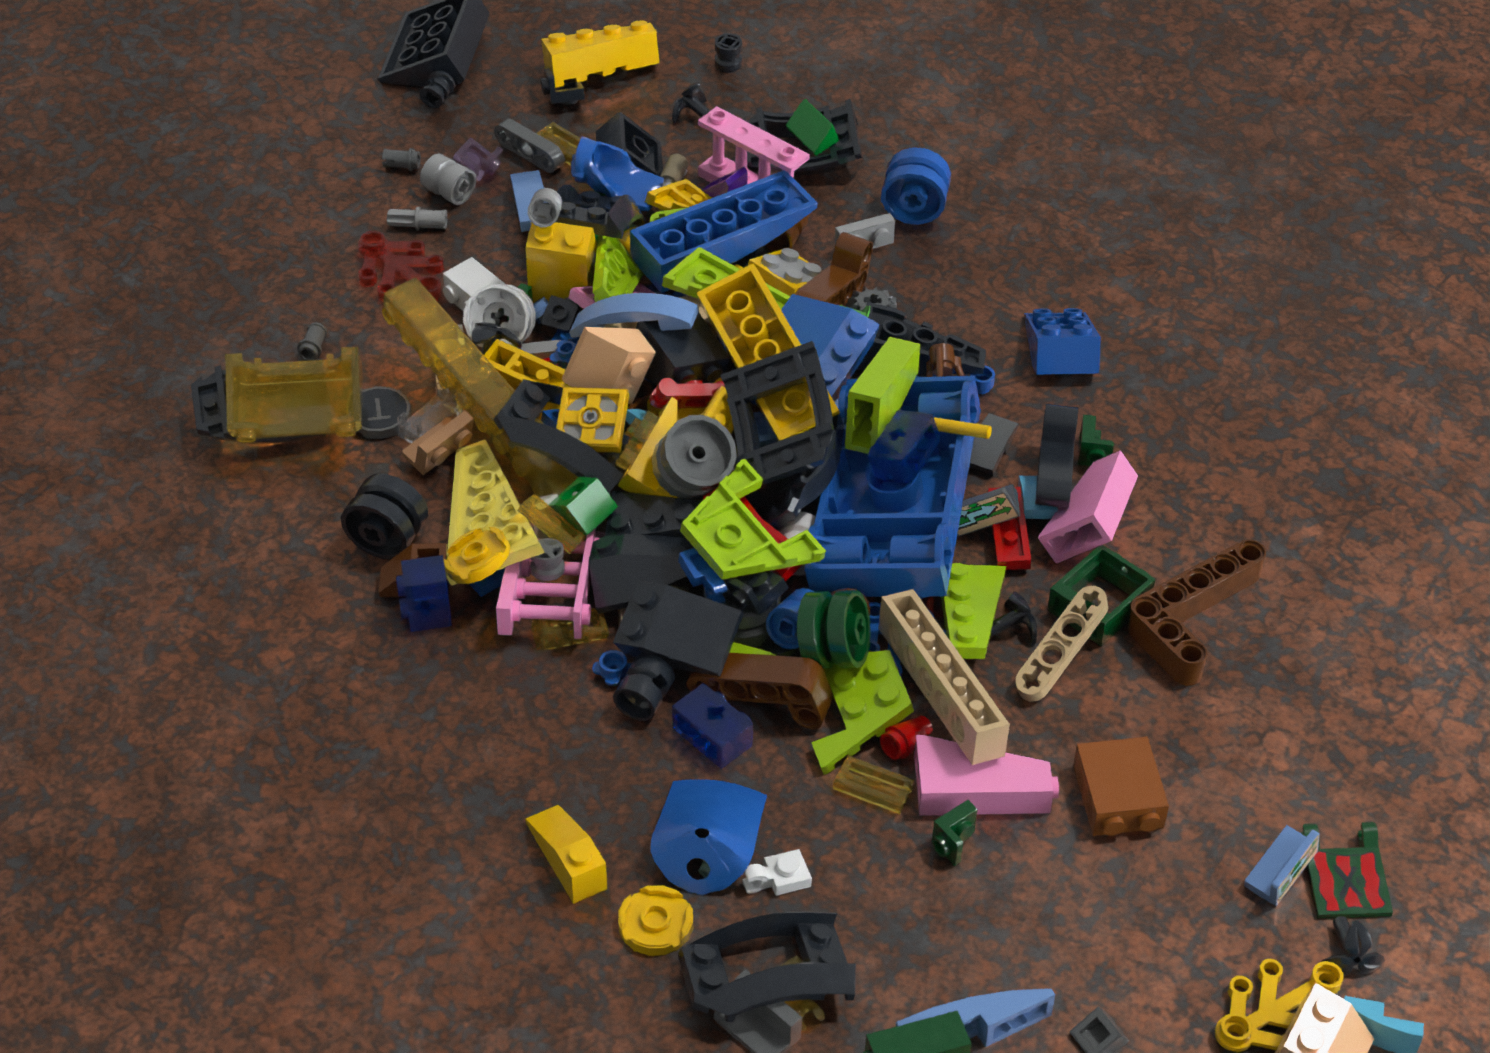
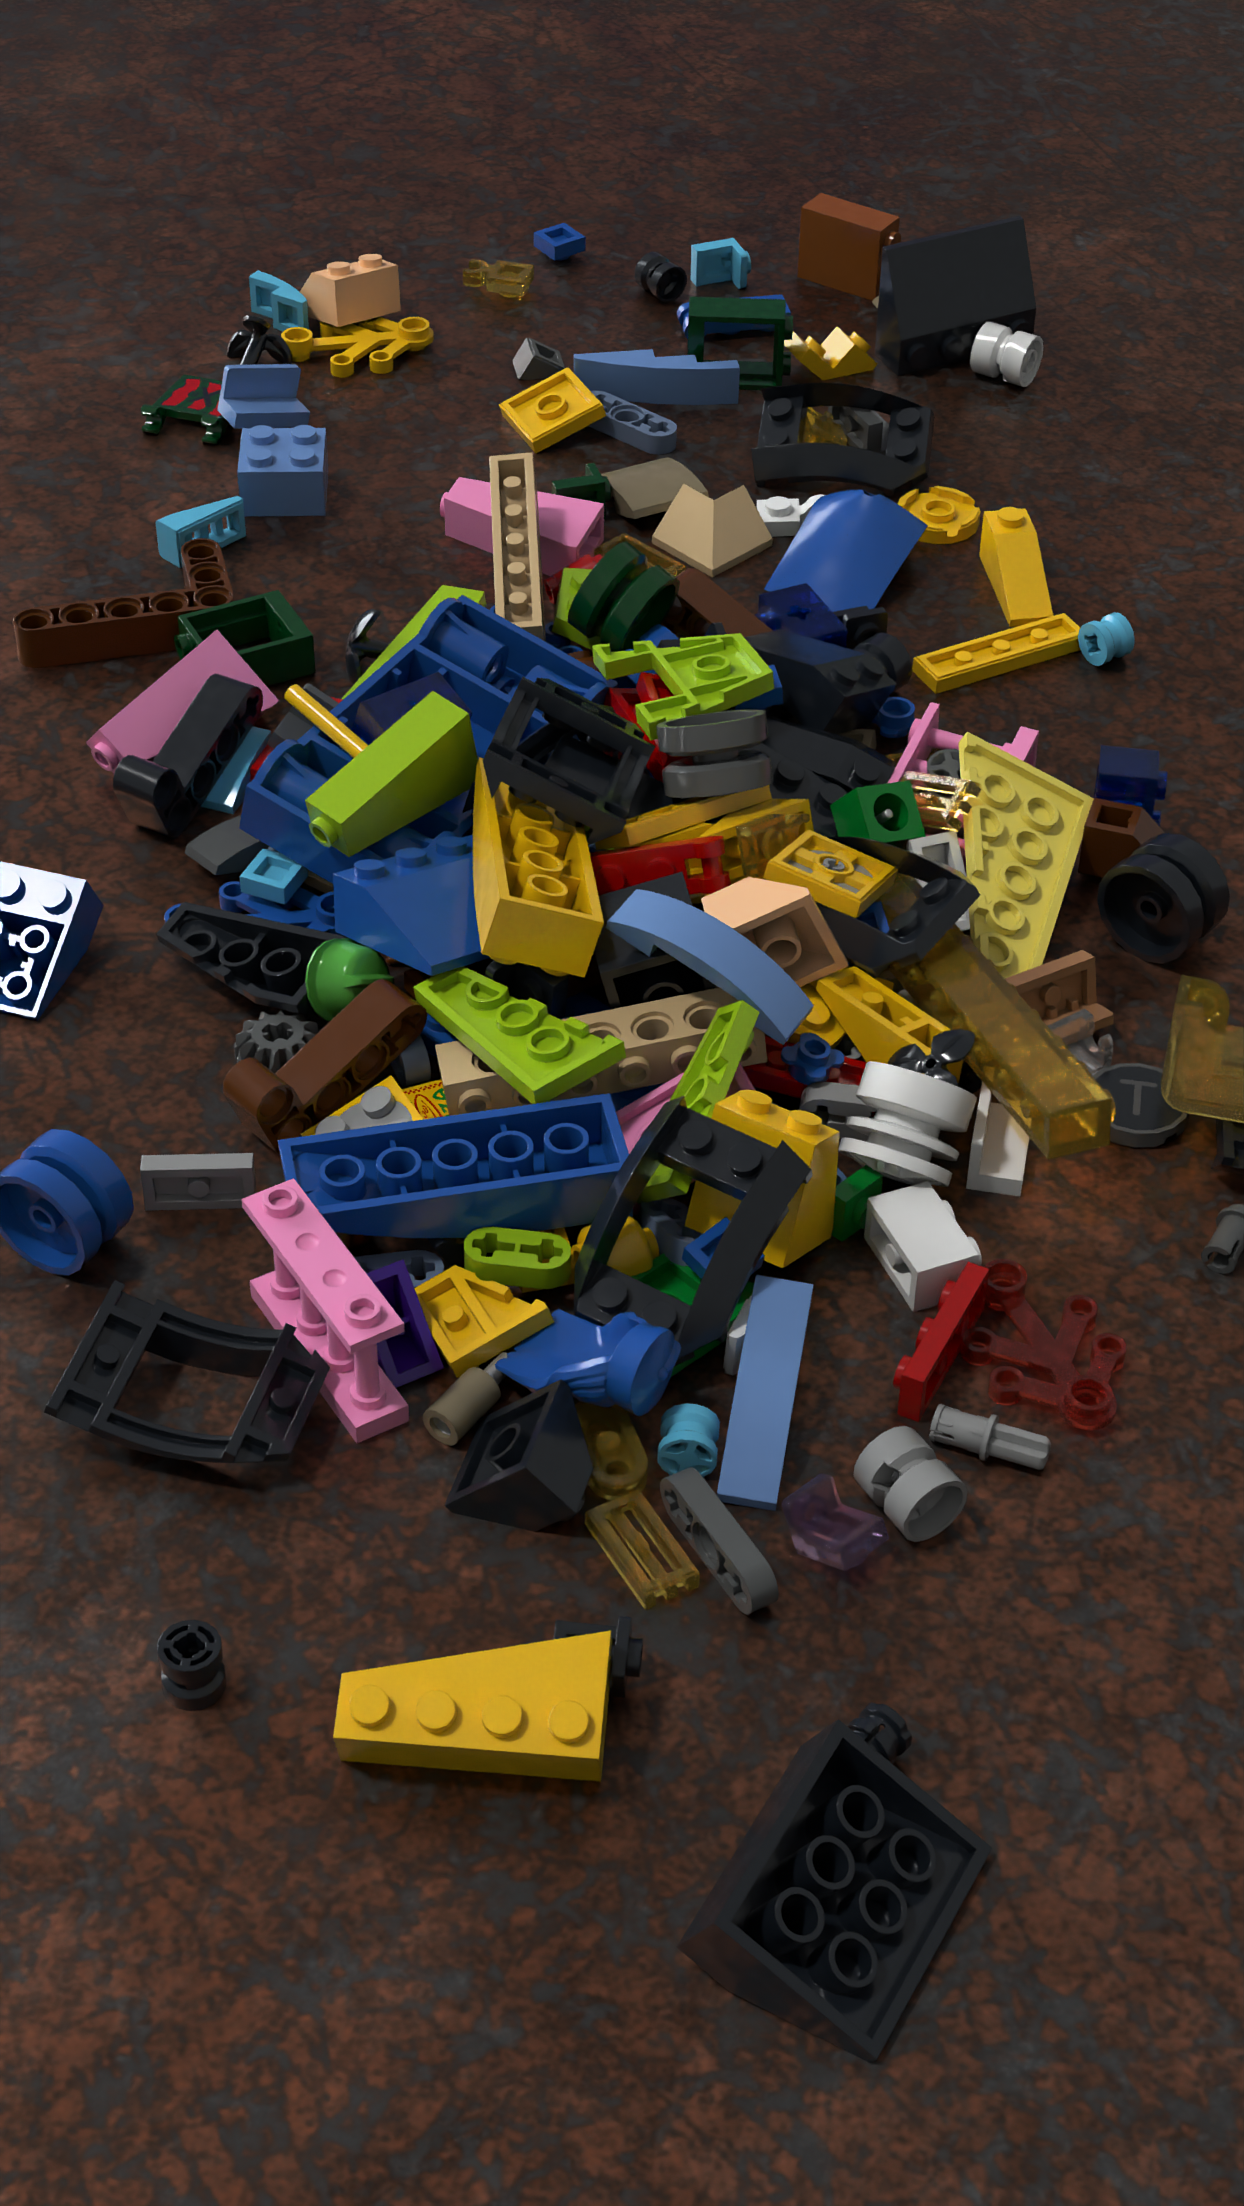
camera: 160 degrees left, 5 degrees down
(402, 159) = (988, 1586): dark grey pin -> none
(454, 243) = (940, 1341): none -> red plate
(475, 784) = (1106, 639): none -> medium azure wheel
(476, 555) = (1049, 777): yellow tile -> none
(541, 213) = (794, 1113): light grey wheel -> none
(555, 766) = (997, 653): none -> yellow tile
(557, 174) = (688, 1439): none -> medium azure wheel
(670, 738) = (862, 623): none -> black bracket
(693, 99) = (341, 1533): black plant -> none
(812, 128) = (160, 1371): green slope -> none
(831, 835) = (712, 532): none -> tan slope
(906, 869) = (650, 486): none -> dark tan slope
(943, 361) = (251, 886): reddish brown plant -> none
(965, 948) = (635, 425): none -> sand blue beam
(1041, 943) = (552, 410): none -> yellow tile
(1058, 641) = (339, 593): tan beam -> none
(1090, 444) = (101, 806): dark green bracket -> none
(1120, 786) = (374, 492): dark orange brick -> none
(1206, 781) = (283, 471): none -> medium blue brick
(1224, 694) = (178, 527): none -> medium azure slope

